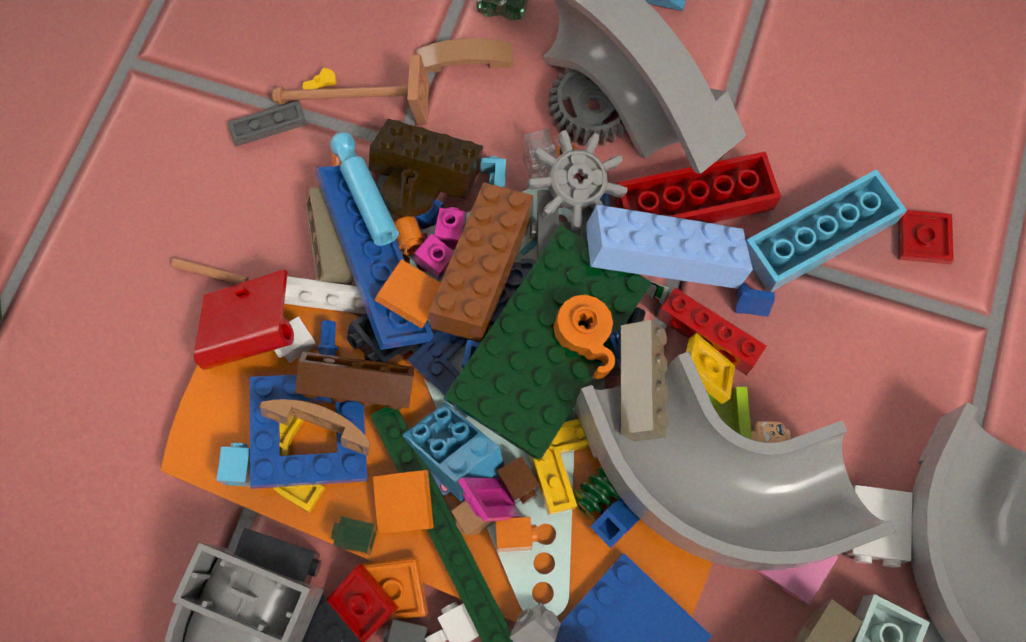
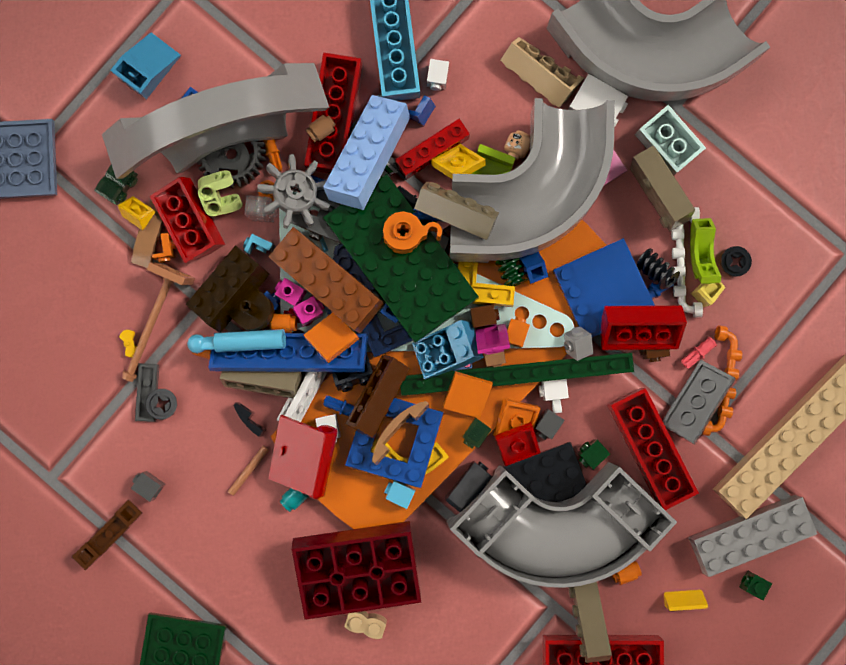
camera: 70 degrees left, 15 degrees up
(48, 496) = (369, 624): none -> tan brick
(74, 143) = (107, 535): none -> reddish brown slope
(114, 451) = (356, 570): none -> dark red brick
(151, 164) = (147, 485): none -> dark grey brick
(185, 335) = (292, 499): none -> teal brick
(245, 140) = (169, 407): none -> black gear
(277, 240) = (245, 415): none -> black slope
(449, 79) = (168, 249): none -> orange bracket
(477, 29) = (136, 212): none -> yellow slope
(492, 85) = (186, 219): none -> red slope
(534, 100) = (208, 196): none -> yellowish green piece
(615, 148) = (273, 153): none -> orange axle
(670, 180) = (320, 128): none -> medium nougat brick
(809, 301) = (437, 74): none -> white brick
(880, 430) = (540, 72): none -> tan wedge

